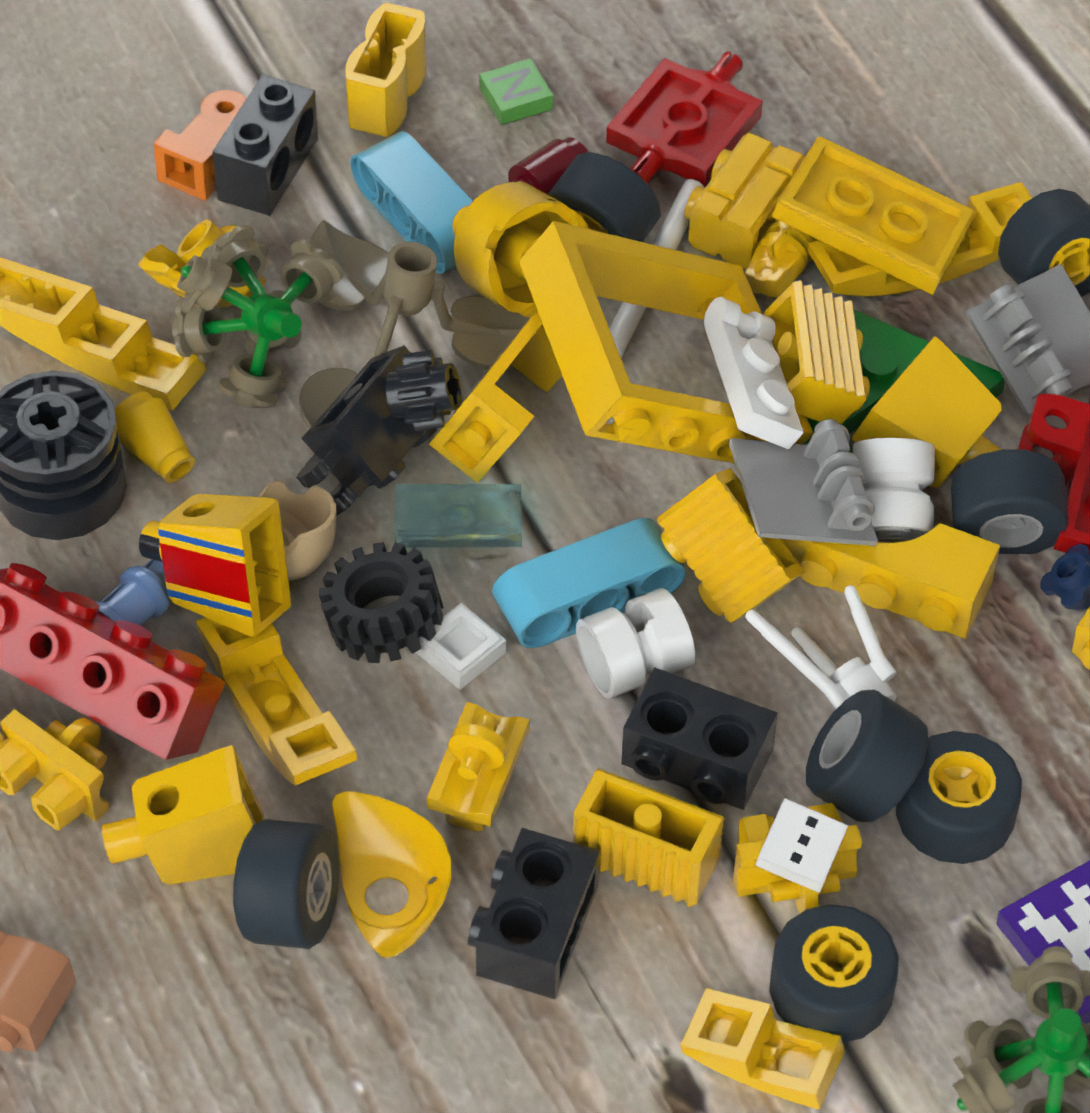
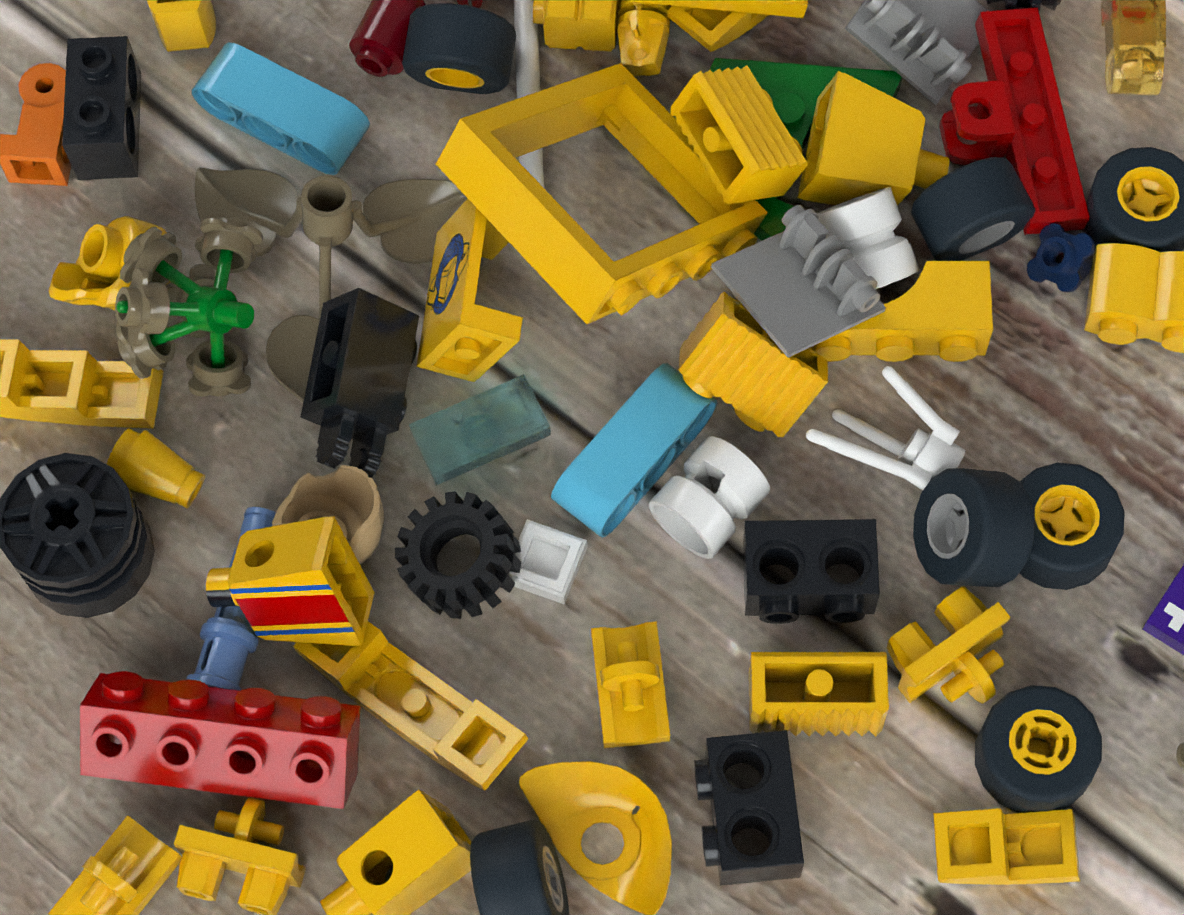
camera: 20 degrees left, 15 degrees up
(423, 390) = (402, 330): black gear -> none
(495, 236) = (401, 125): yellow brick -> none
(752, 372) = (697, 184): white plate -> none
(801, 845) = (965, 649): white tile -> none

